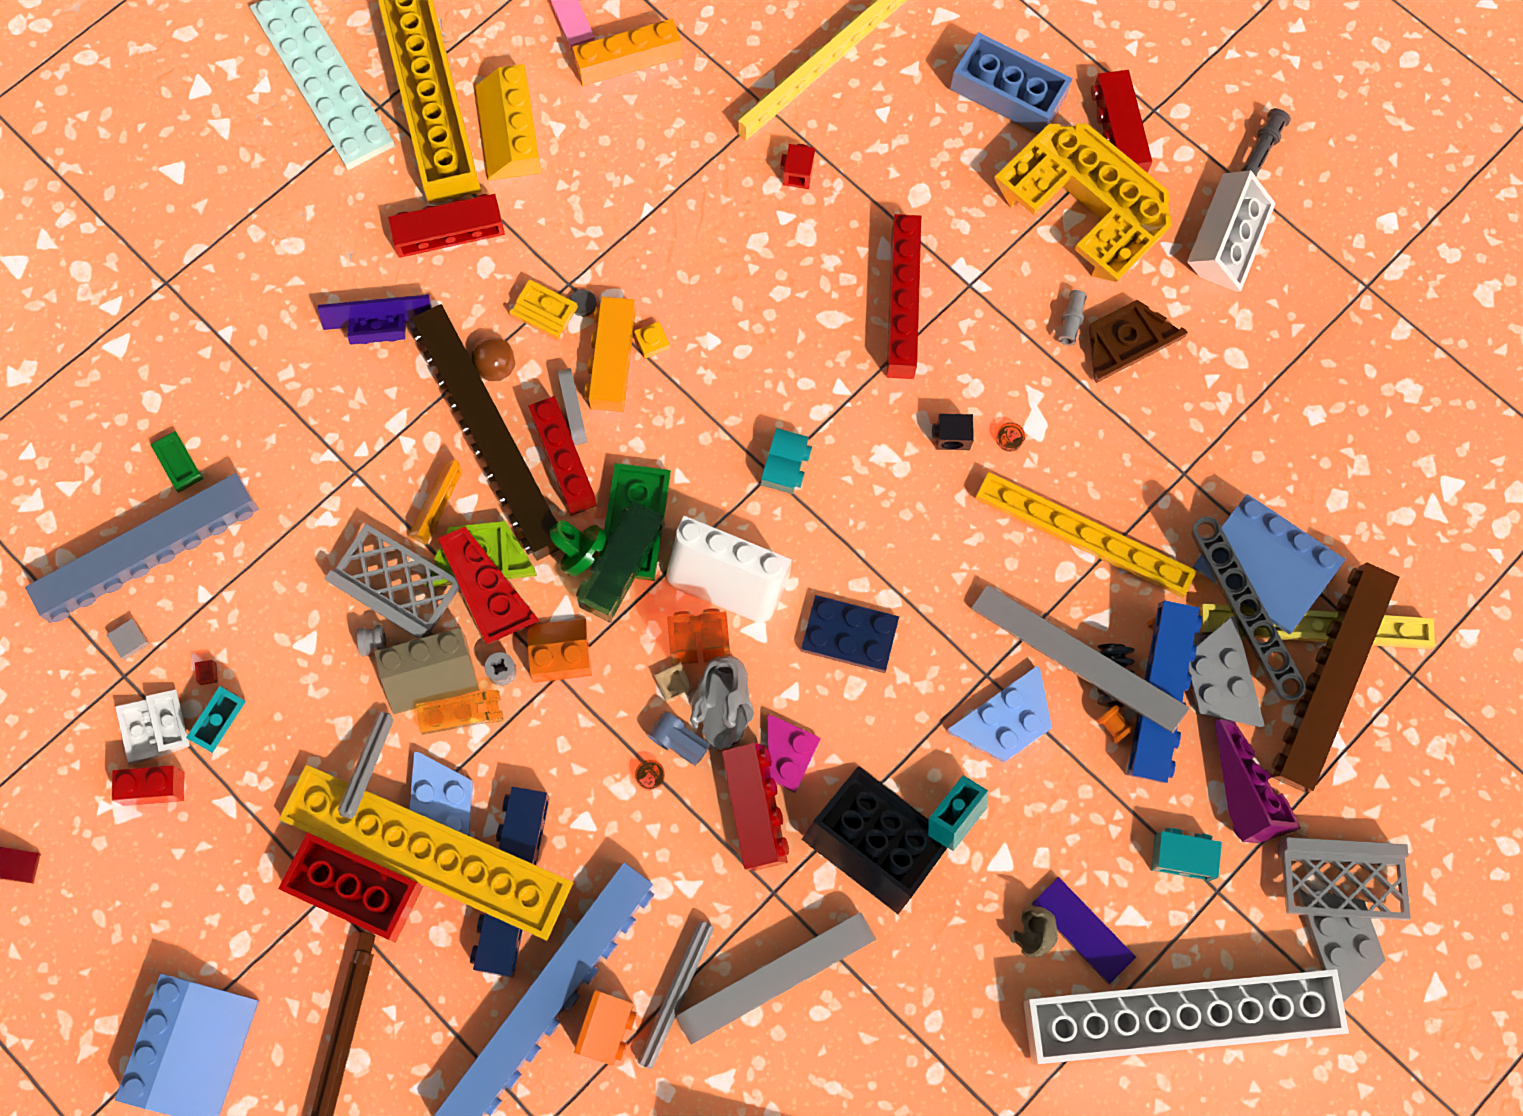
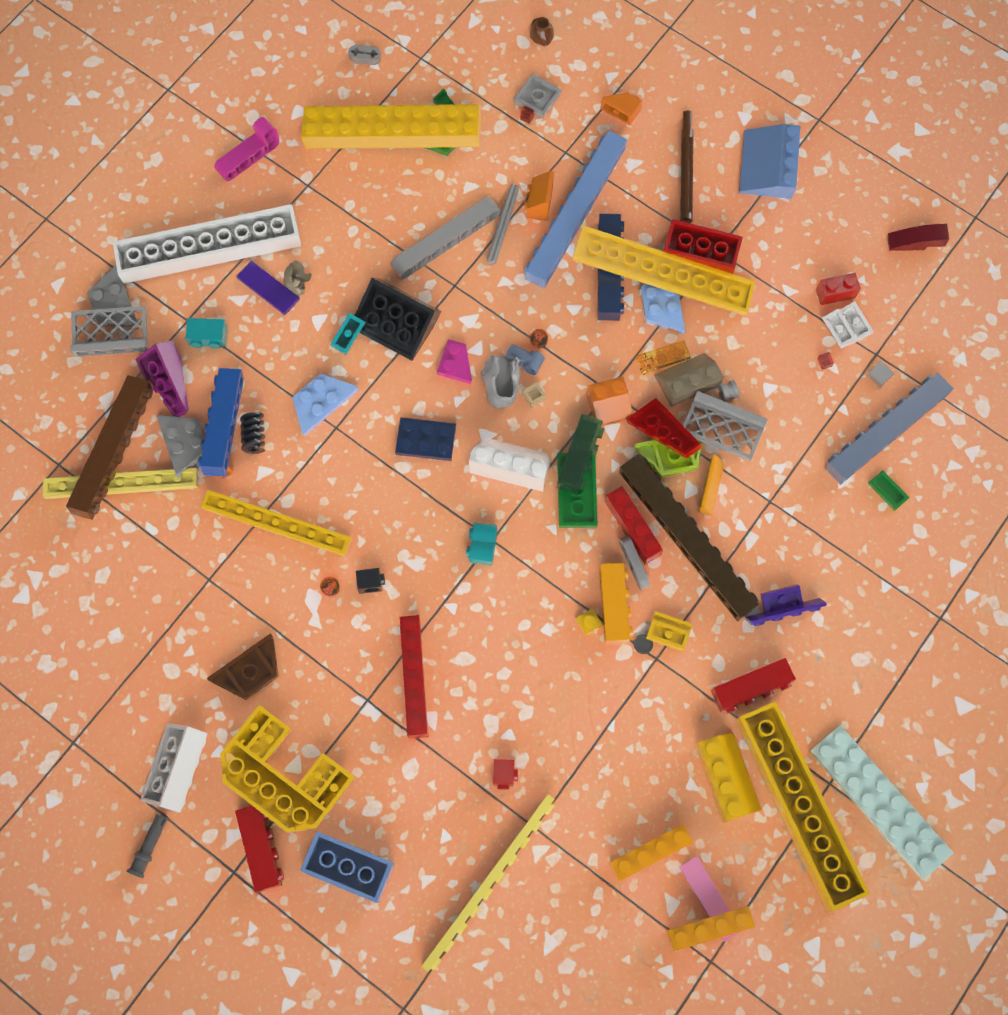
camera: 175 degrees right, 0 degrees up
(216, 719) = (809, 329): teal brick -> none
(365, 765) = (711, 314): light grey axle -> none
(493, 358) = (696, 591): dark orange hair -> none
(502, 674) = (643, 390): light grey wheel -> none
(577, 545) = (607, 461): green tile -> none
(682, 636) = (518, 419): clear orange piece -> none
(755, 806) = (471, 324): red brick -> none
(1072, 317) = (290, 680): light grey pin -> none
(1080, 659) = (277, 433): light grey tile -> none
(1116, 724) = (251, 403): orange bush -> none
(1248, 623) = (169, 486): dark grey beam -> none
(1279, 559) = (152, 514): medium blue slope -> none

